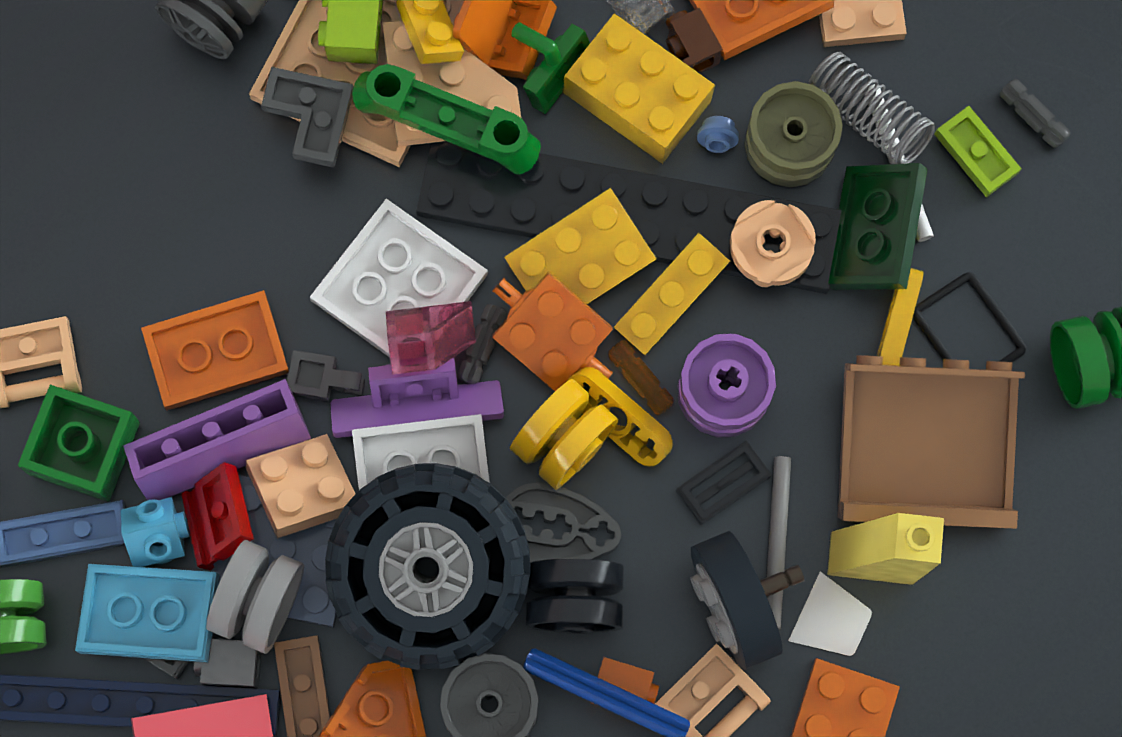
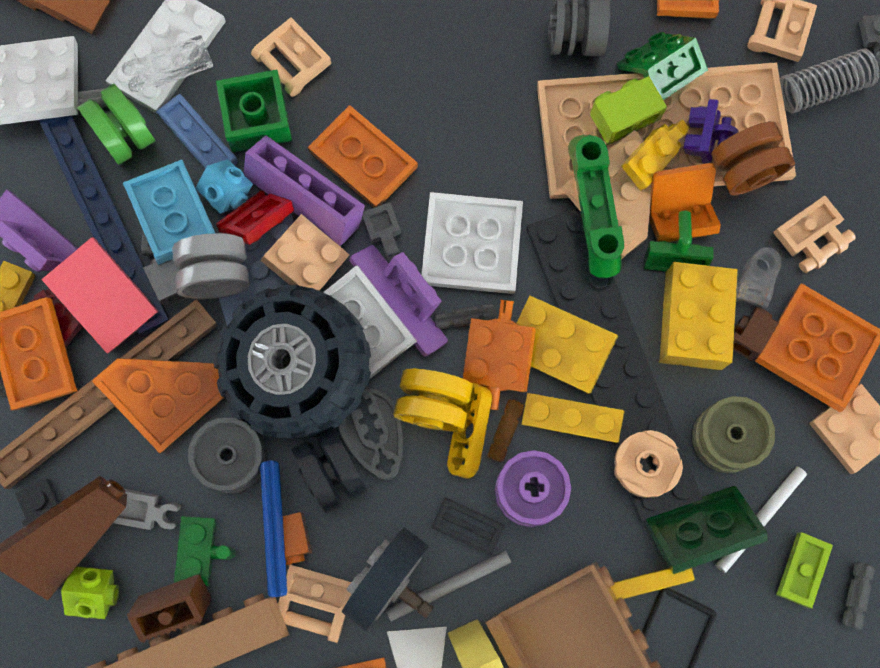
camera: 60 degrees right, 0 degrees up
(319, 104) = (555, 122): dark grey plate -> none
(428, 335) = (445, 275): clear pink slope -> none
(718, 134) = (701, 386): medium blue plate -> none
(917, 127) = (796, 445): light grey piece -> none

